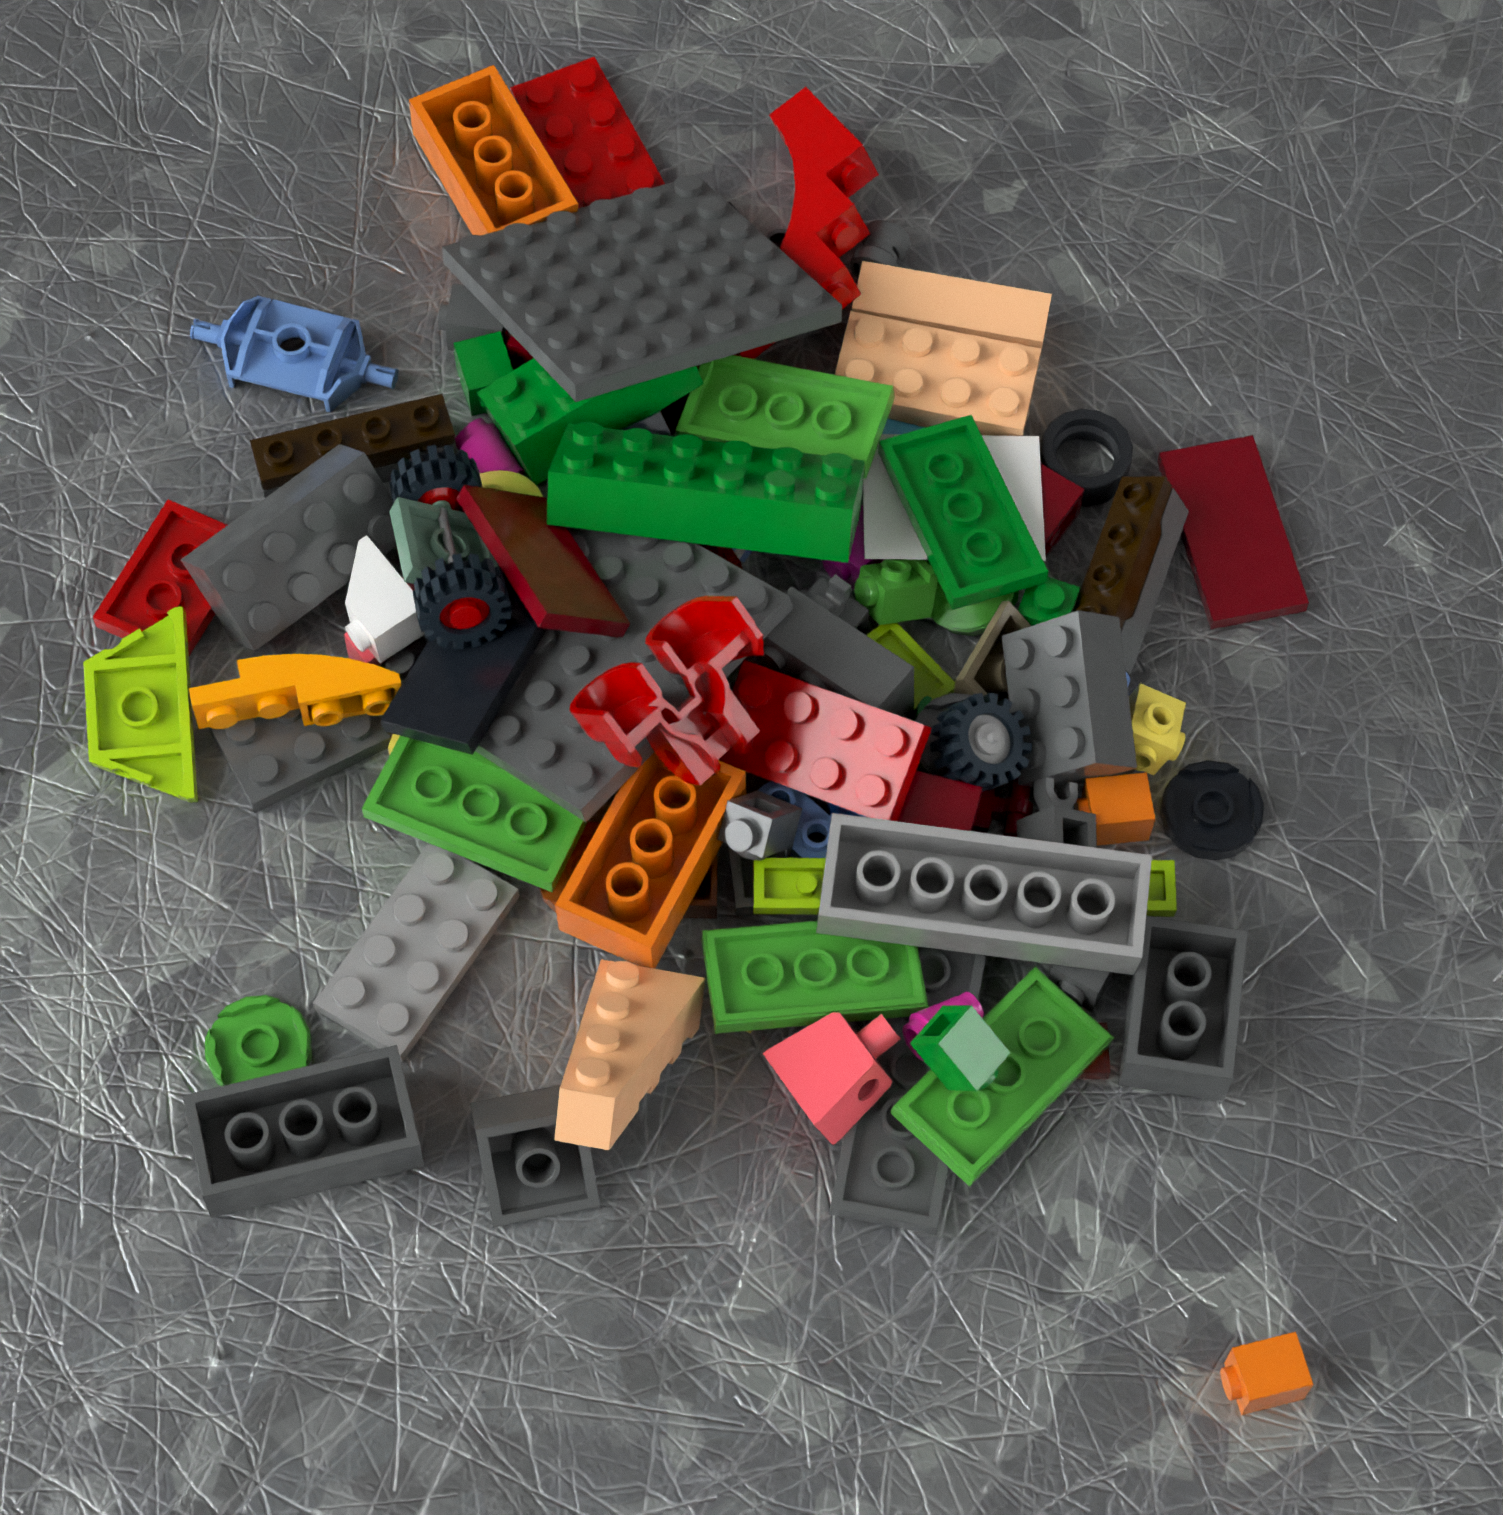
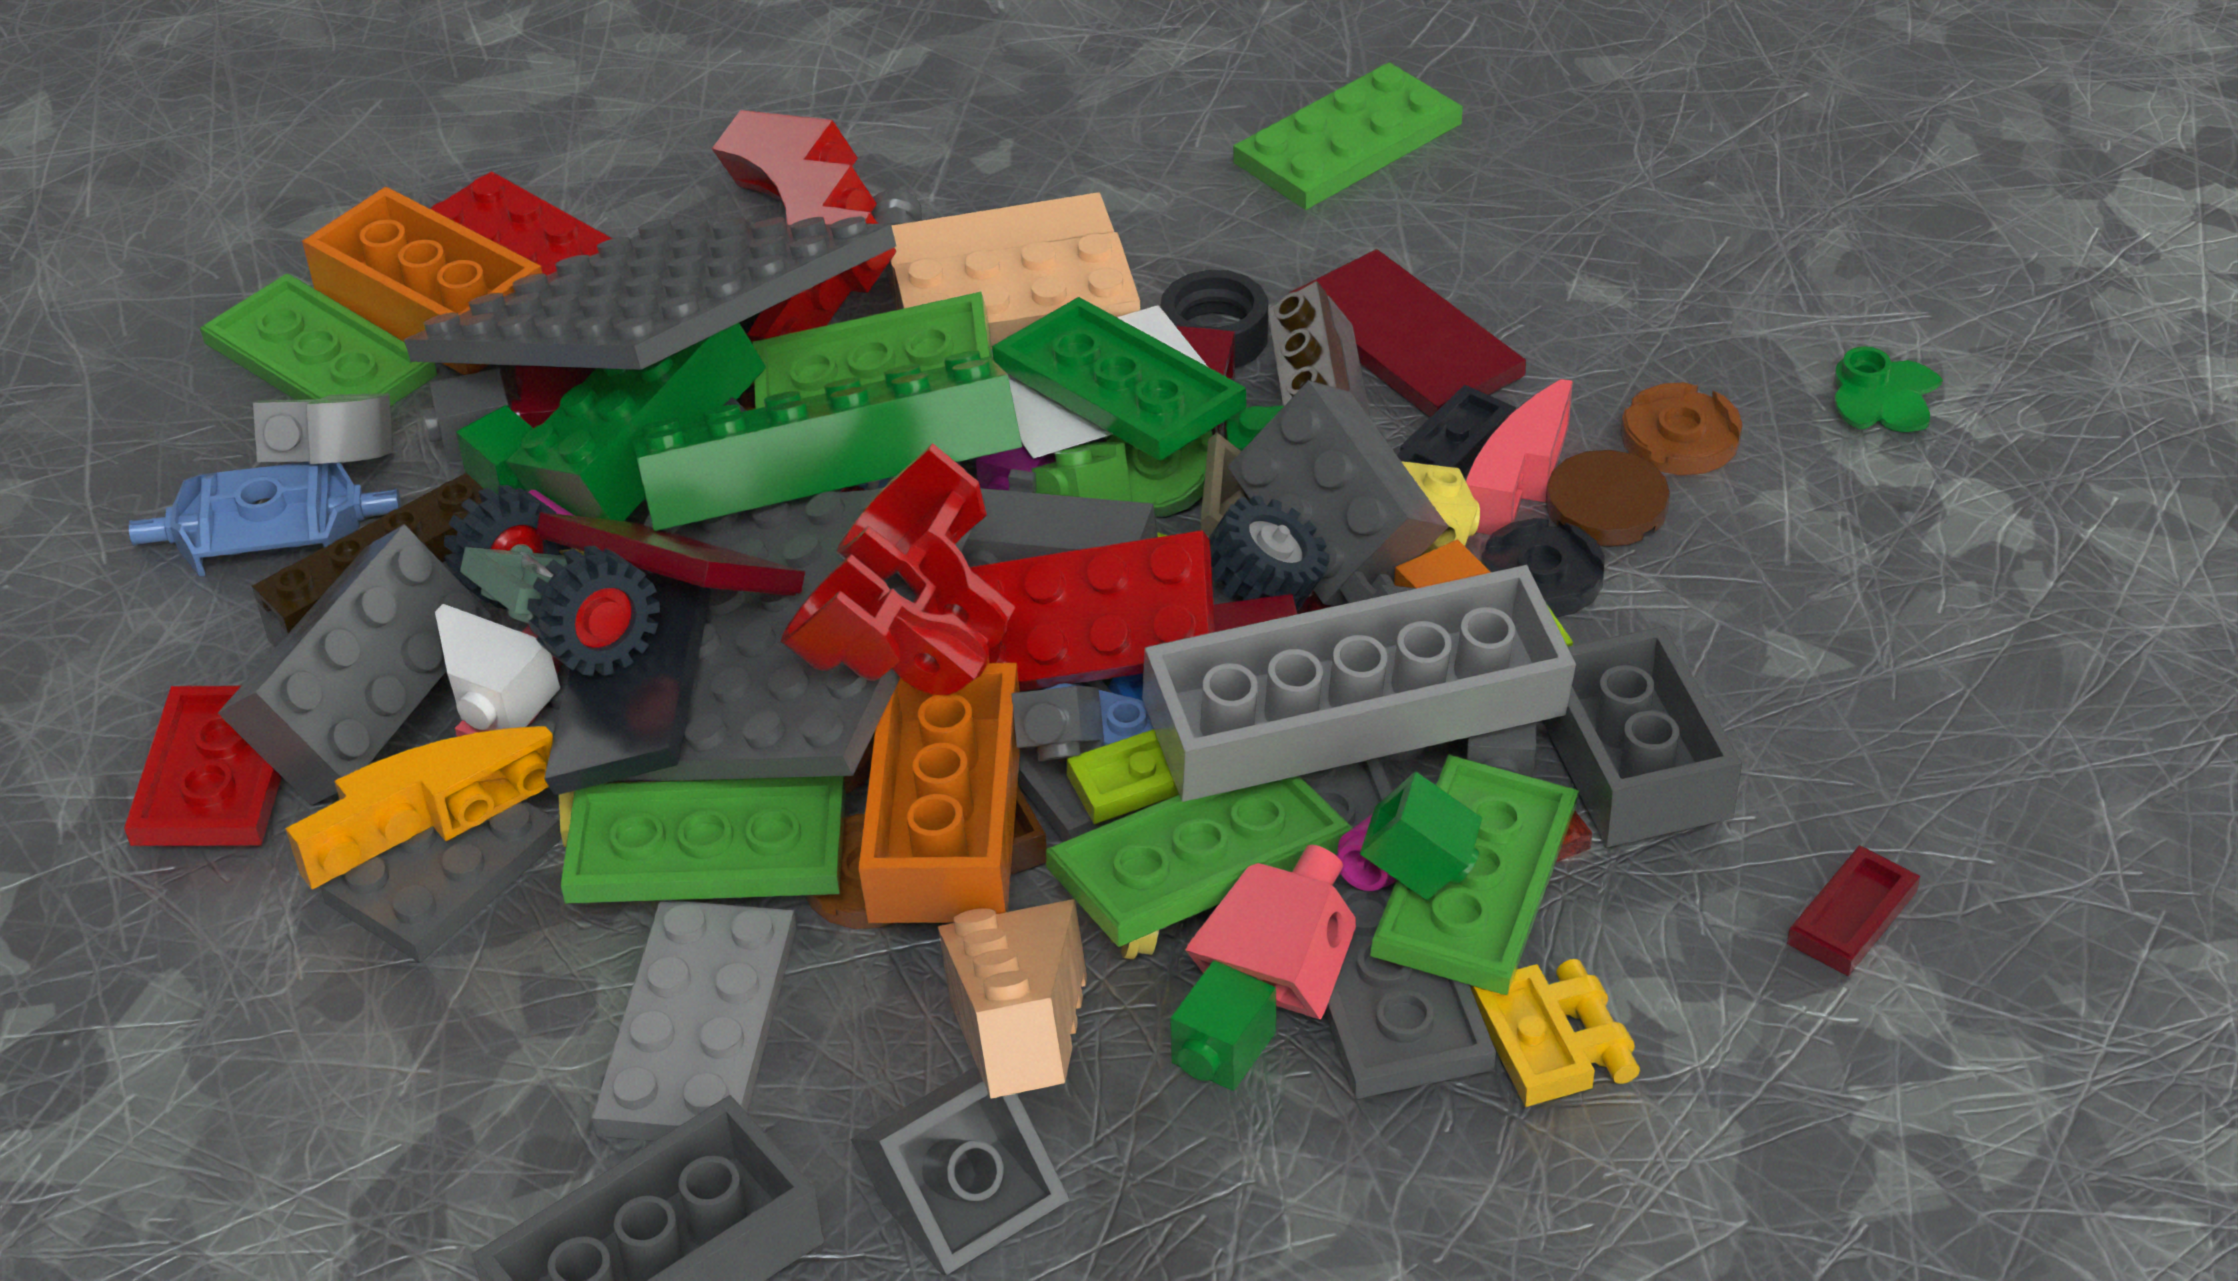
camera: 20 degrees left, 20 degrees down
(143, 708) = (231, 896): lime wing -> none
(256, 1040) = (528, 1178): bright green tile -> none
(366, 302) = (323, 429): none -> light grey brick
(390, 194) = (313, 345): none -> bright green tile
(762, 1121) = (1223, 1025): none -> green brick
(975, 1222) = (1538, 1041): none -> yellow plate
(1206, 659) = (1456, 430): none -> black hinge
(1246, 703) = (1520, 457): none -> coral slope
(1264, 1218) = (1853, 910): none -> dark red tile
(1266, 1373) = (1967, 1049): orange brick -> none
(1299, 294) = (1347, 135): none -> bright green plate
(1299, 764) = (1608, 496): none -> reddish brown tile
(1396, 720) = (1681, 429): none -> dark orange tile

